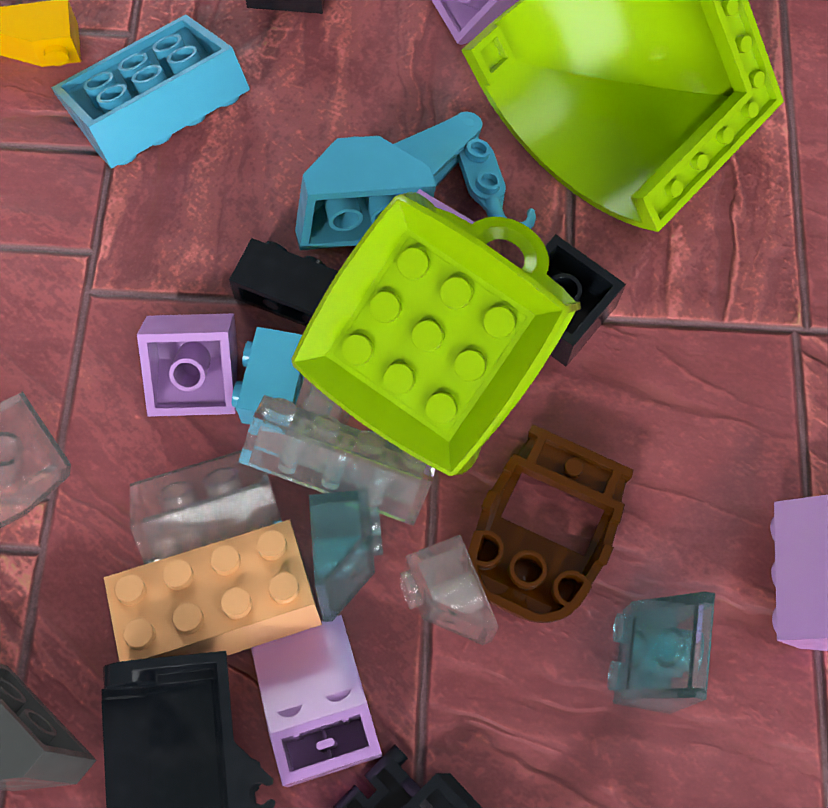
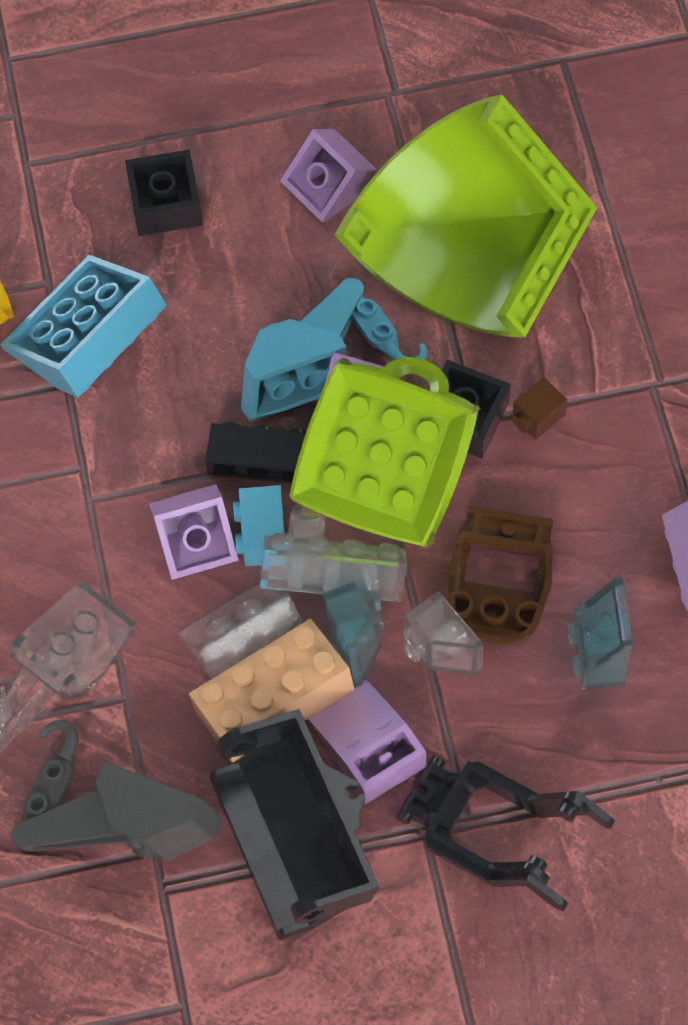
camera: 10 degrees left, 5 degrees down
(651, 323) = (539, 408): none -> reddish brown brick

